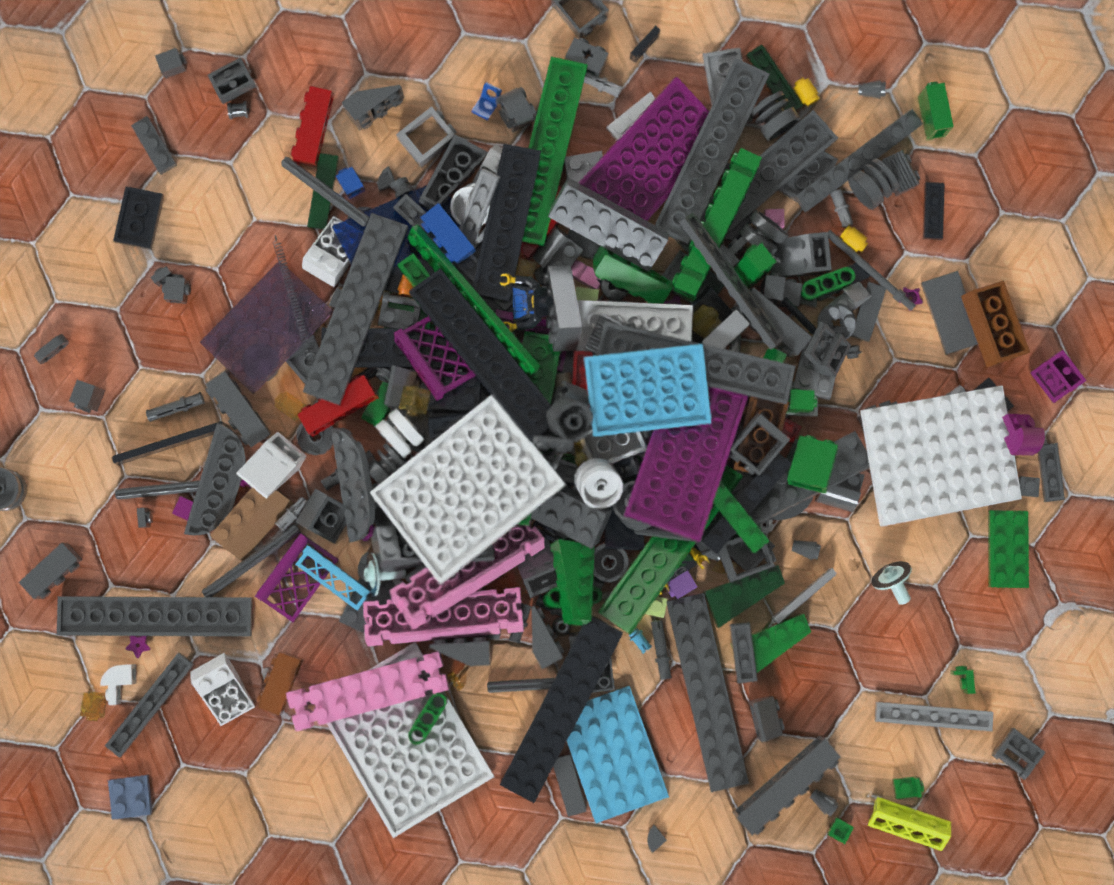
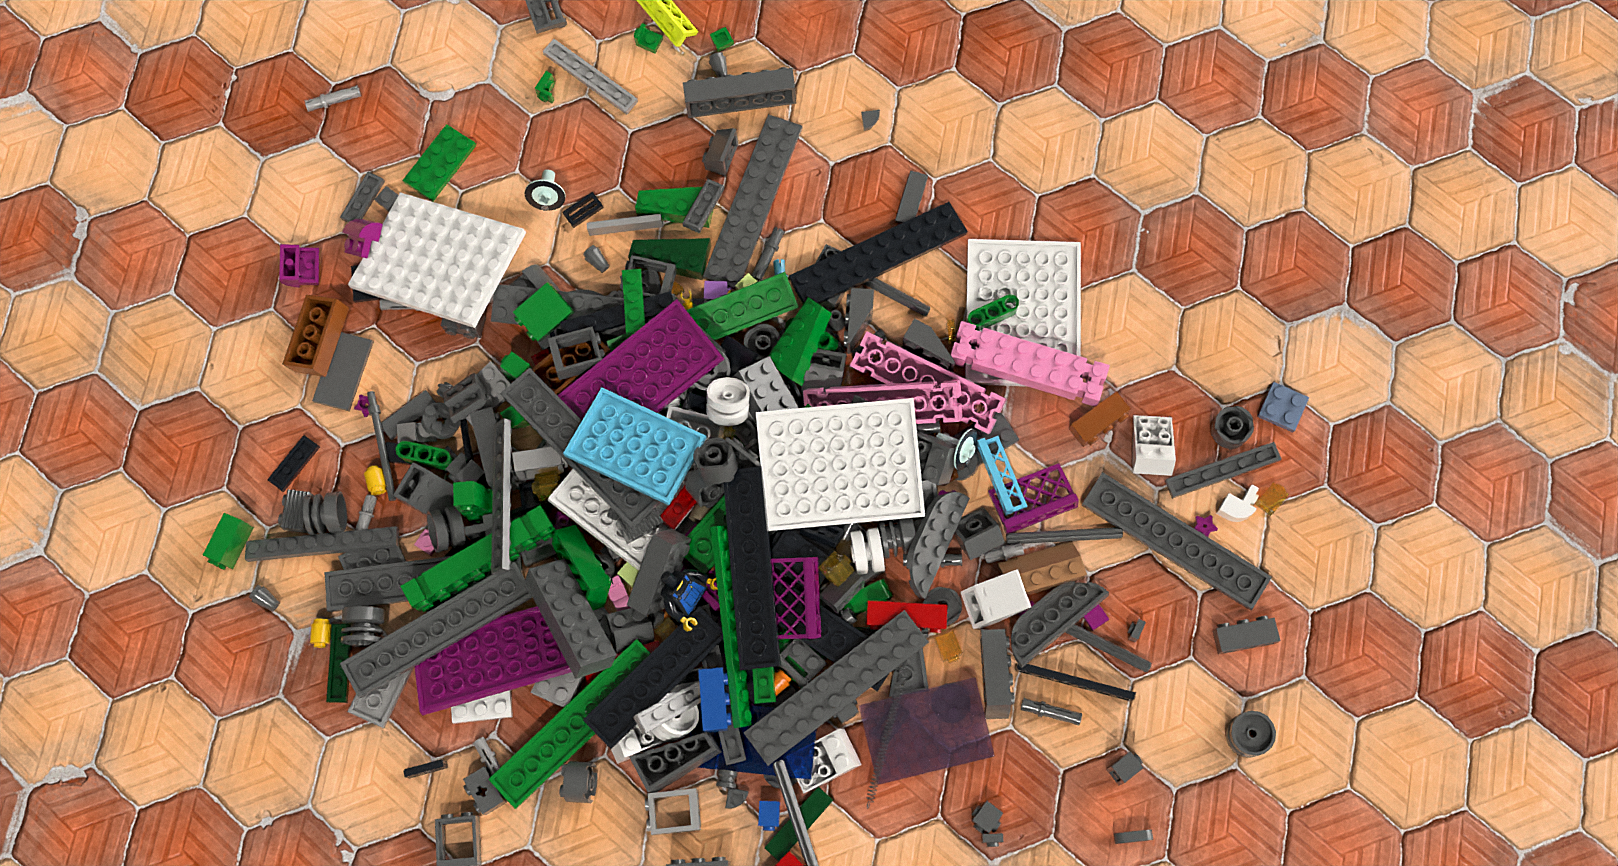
camera: 140 degrees left, 10 degrees down
(154, 755) = (1228, 437): none -> dark grey brick
(486, 104) = (600, 808): blue bracket -> none
(615, 756) = (859, 196): medium azure plate -> none
(839, 598) = (585, 216): none -> black tile

